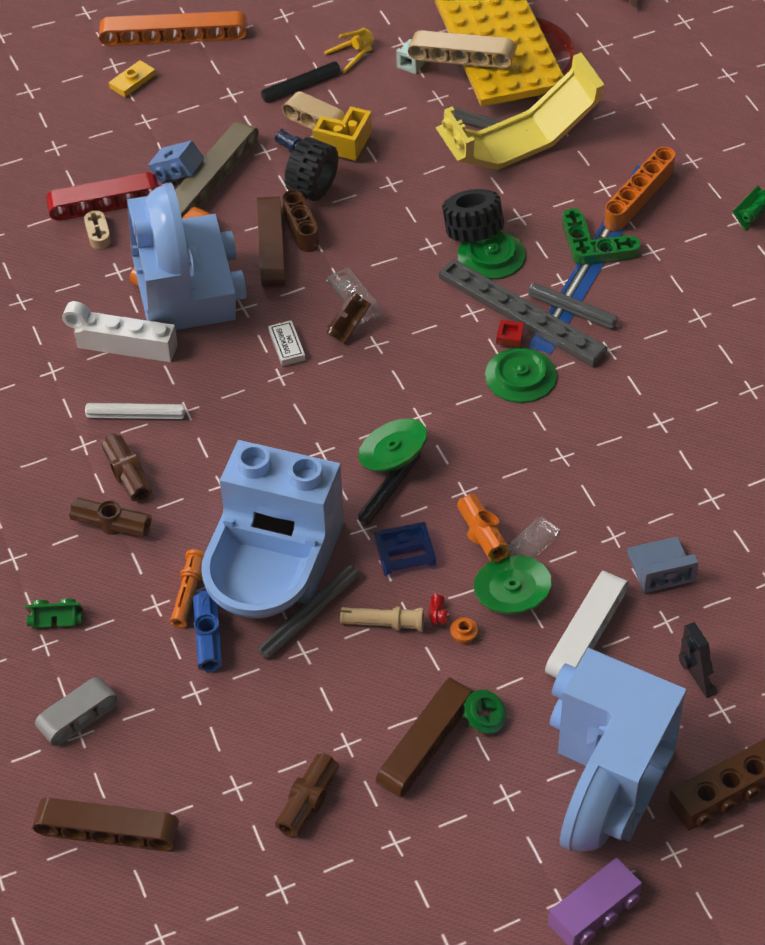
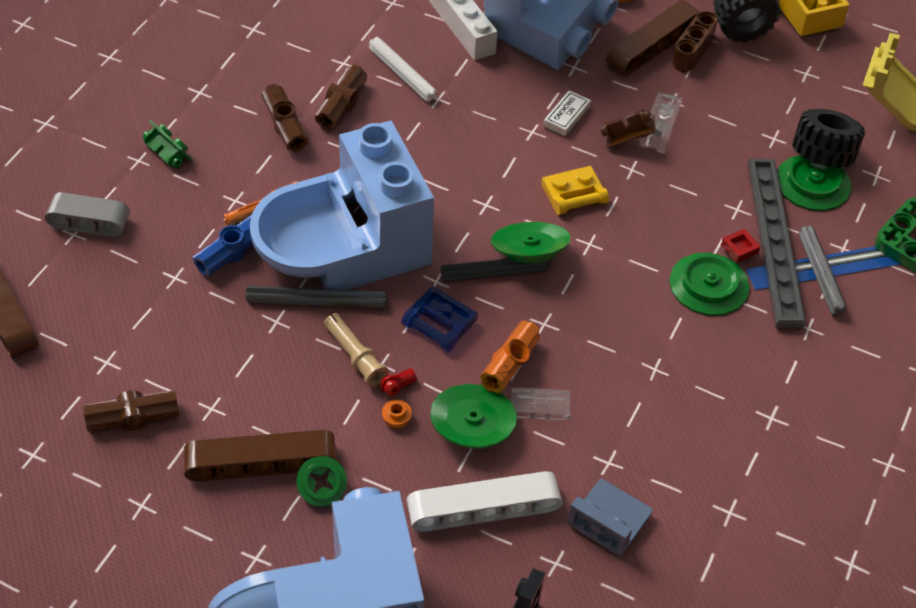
camera: 45 degrees right, 0 degrees up
(357, 387) = (577, 183): none -> yellow plate

